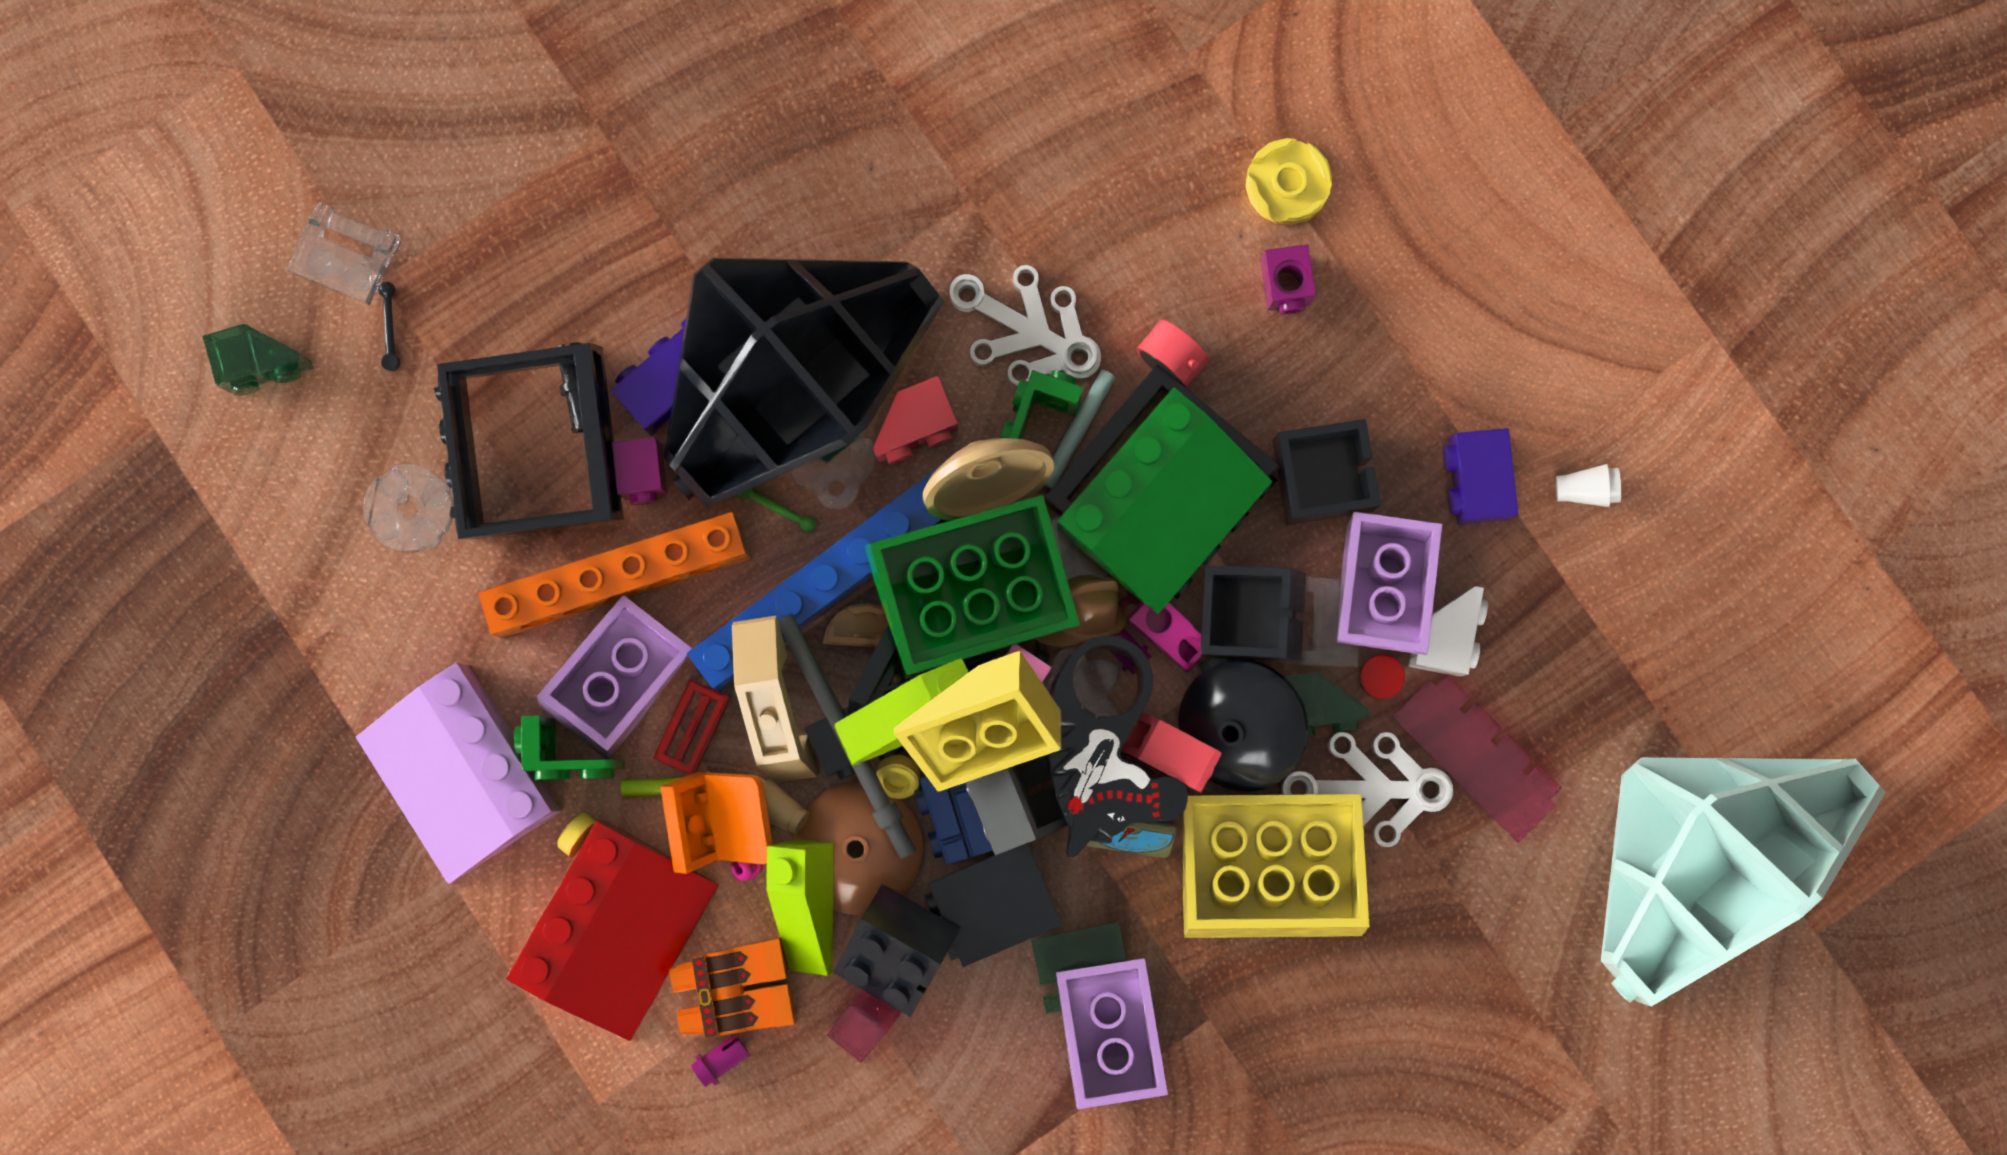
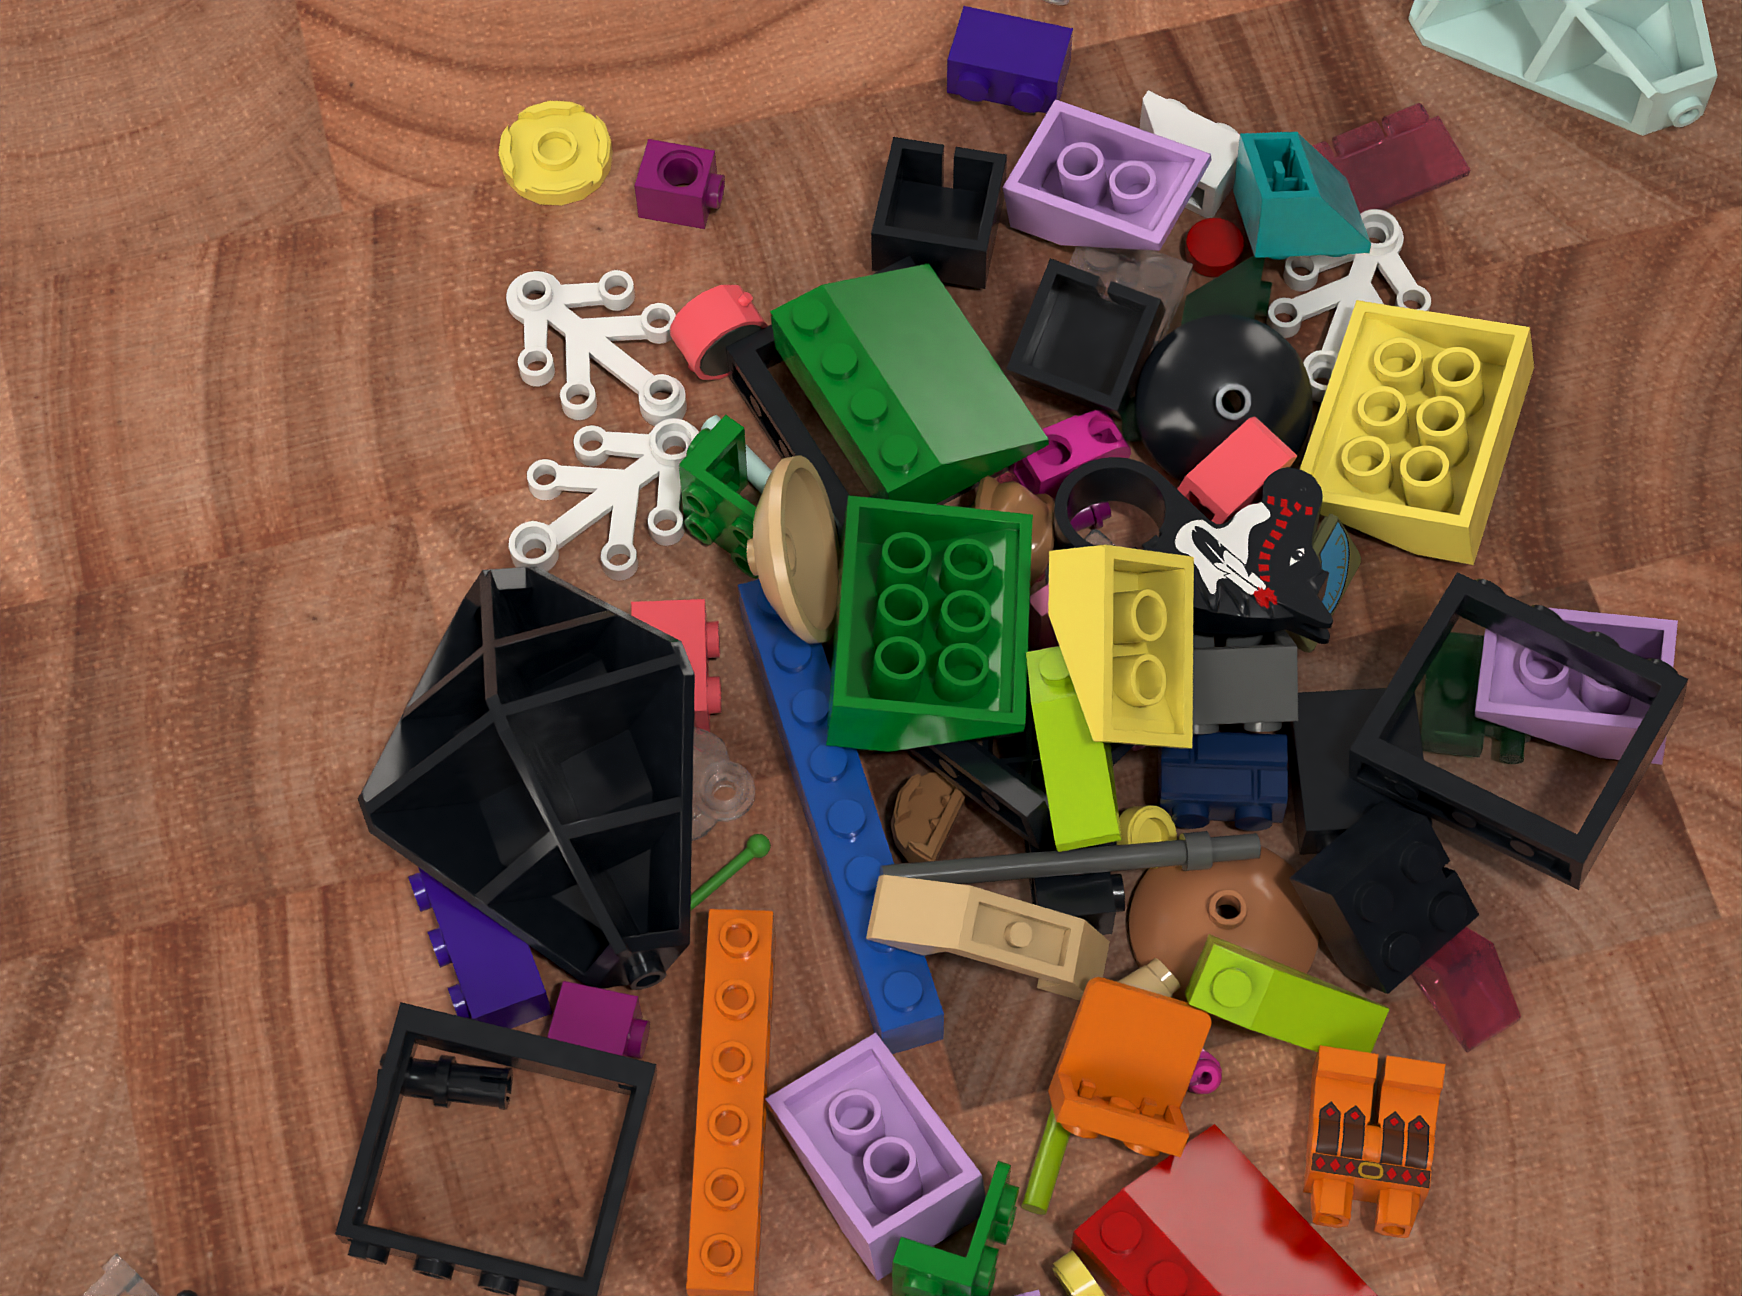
camera: 70 degrees left, 20 degrees down
(707, 735) = (1020, 1124): red tile -> none
(719, 1060) = (1463, 1198): magenta pin -> none
(1120, 1004) = (1478, 811): none -> black window
(1141, 264) = (592, 339): none -> white plant
(1426, 727) = (1295, 199): none -> teal slope

